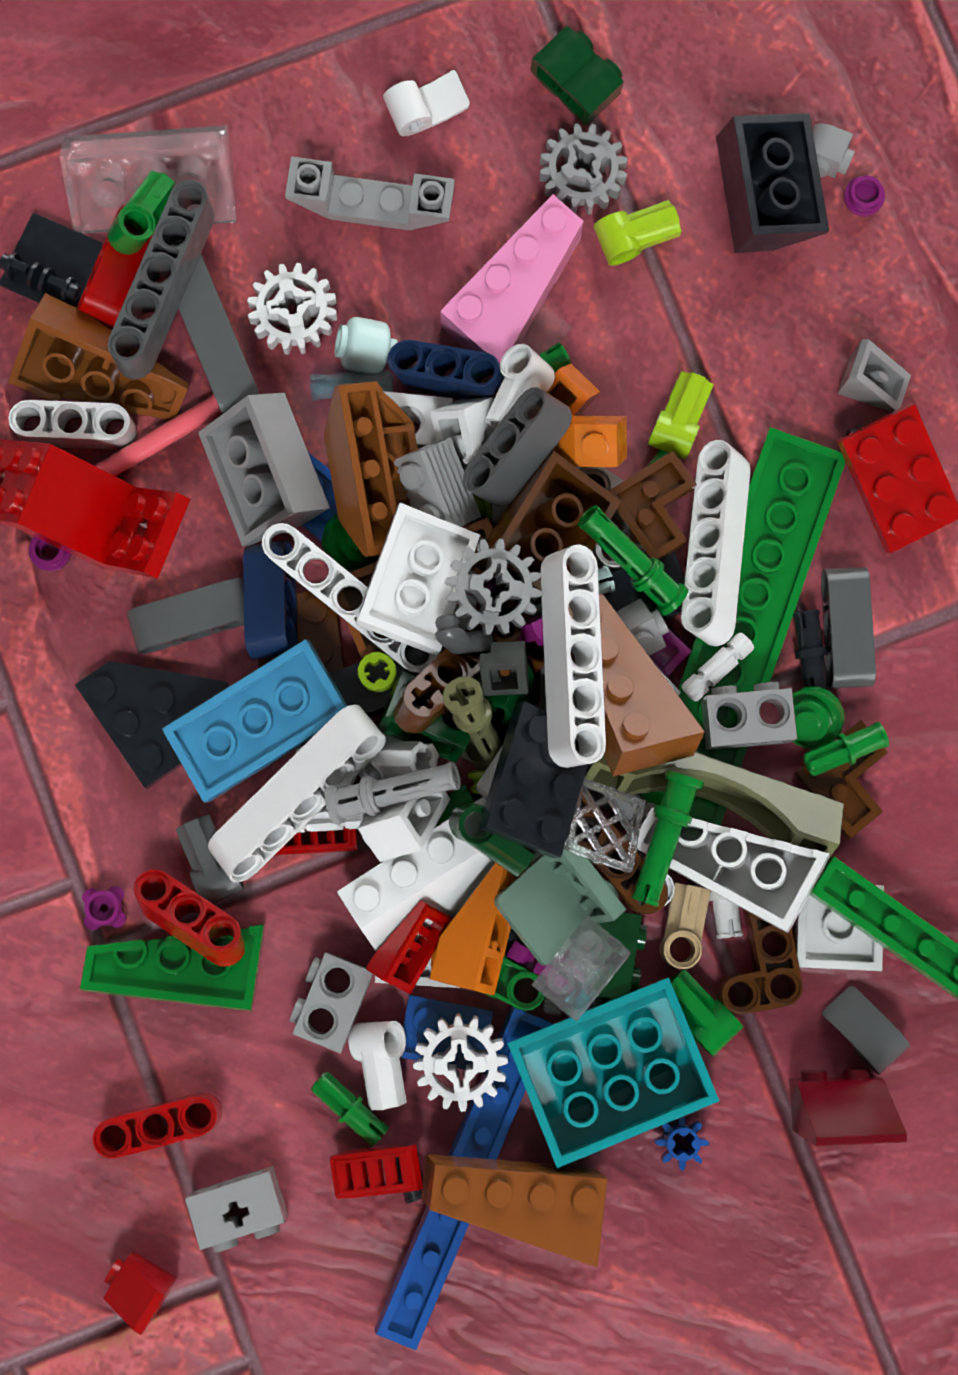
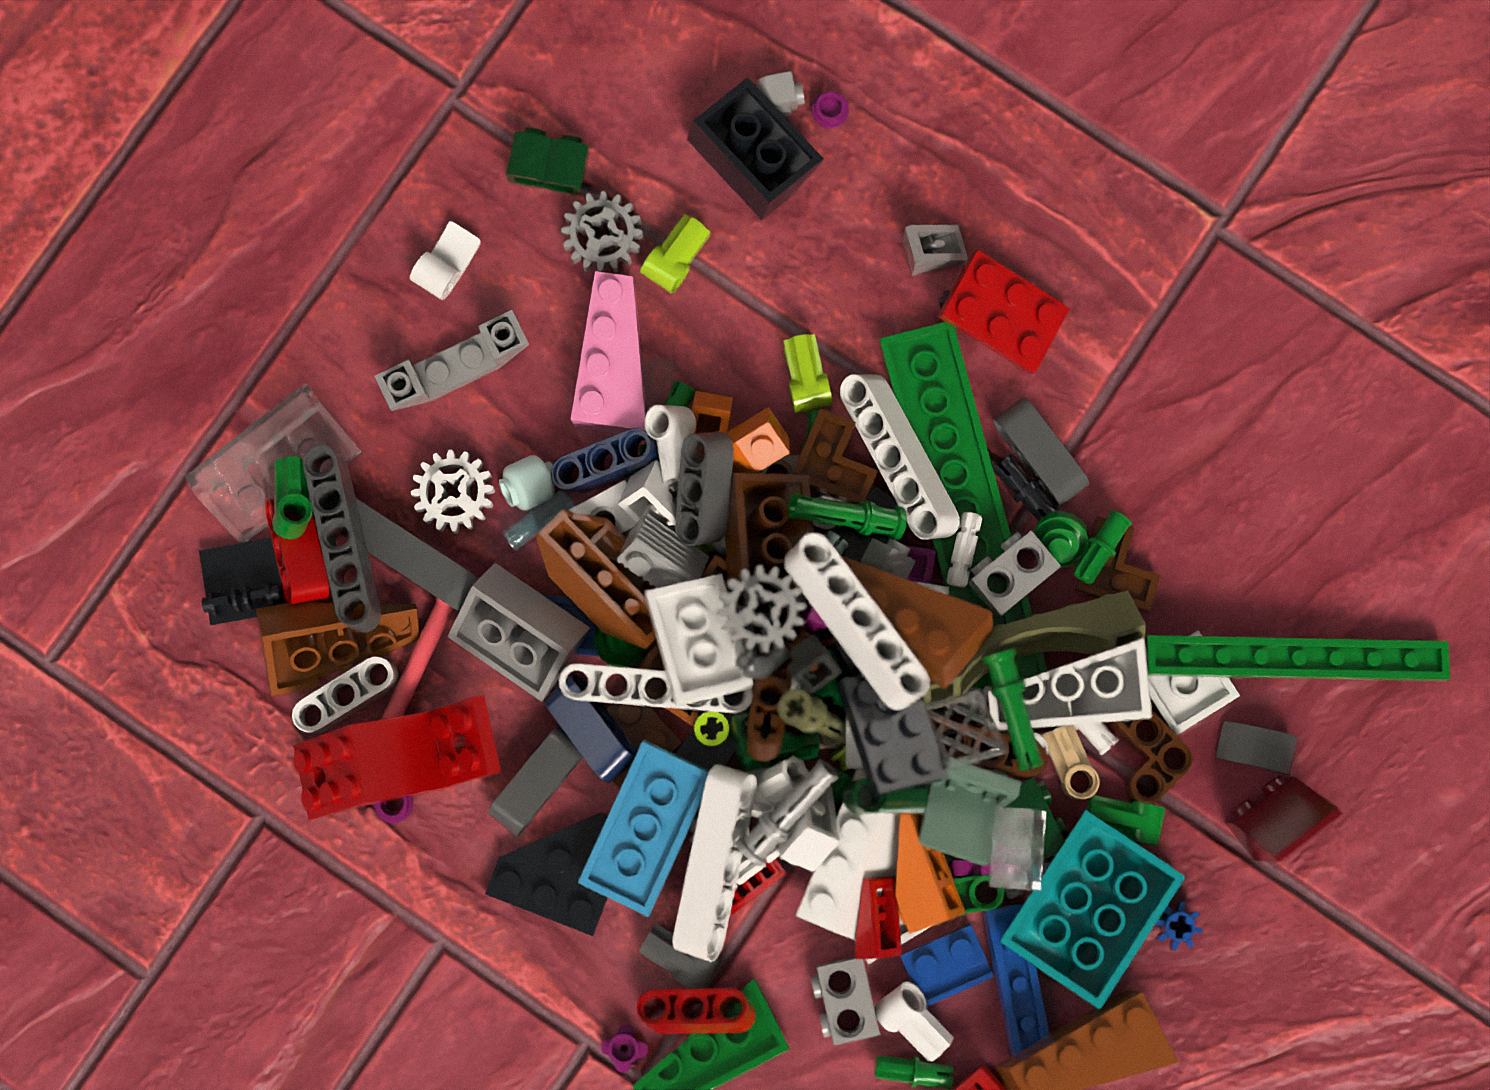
camera: 25 degrees left, 0 degrees up
(439, 1062) = (989, 968): white gear -> none

